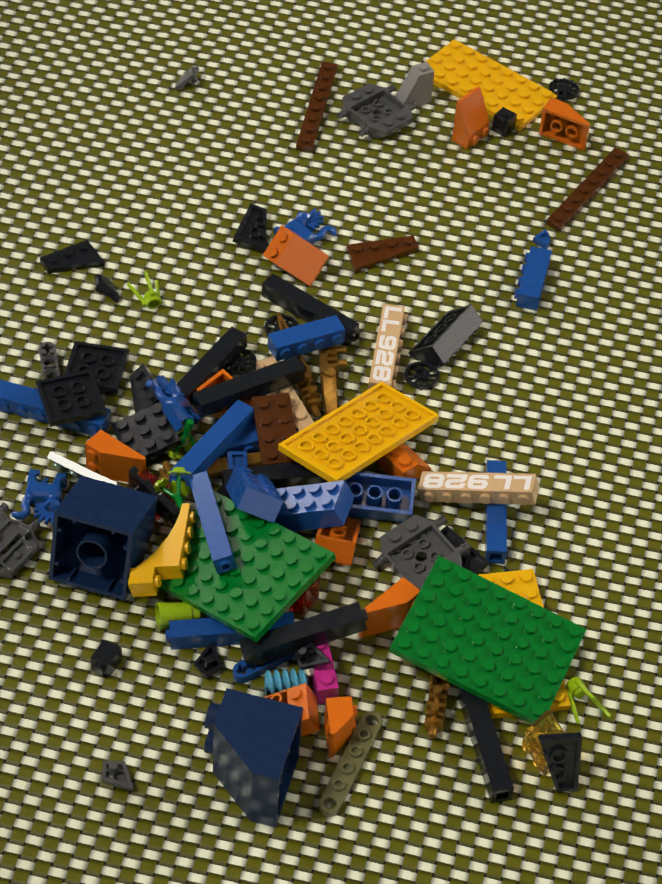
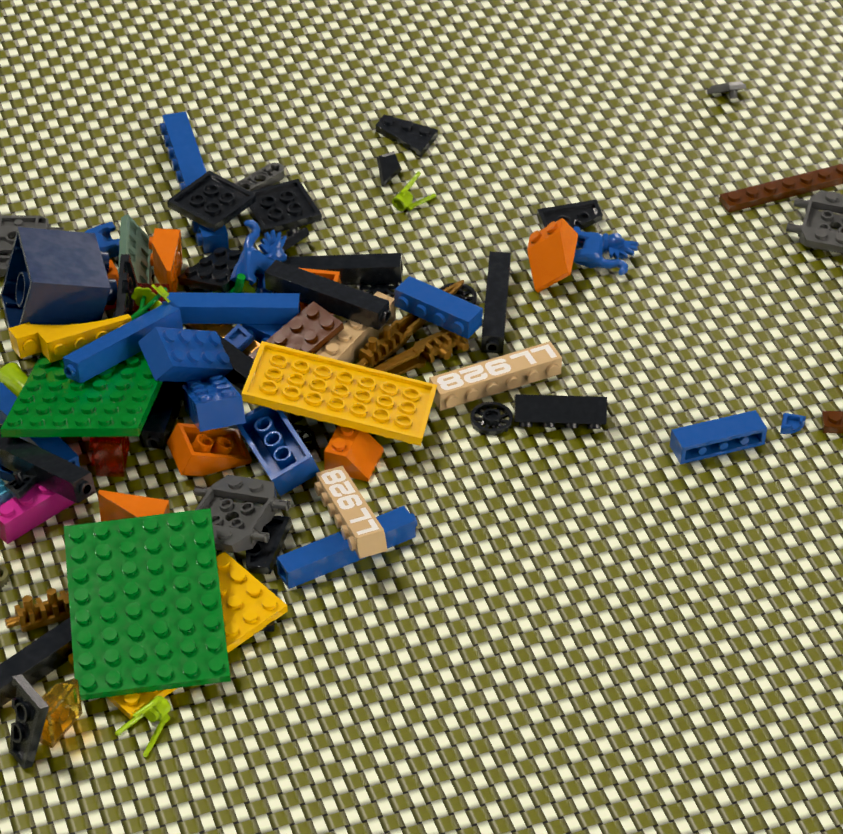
camera: 60 degrees right, 5 degrees down
(373, 252) = (636, 315): reddish brown wing -> none

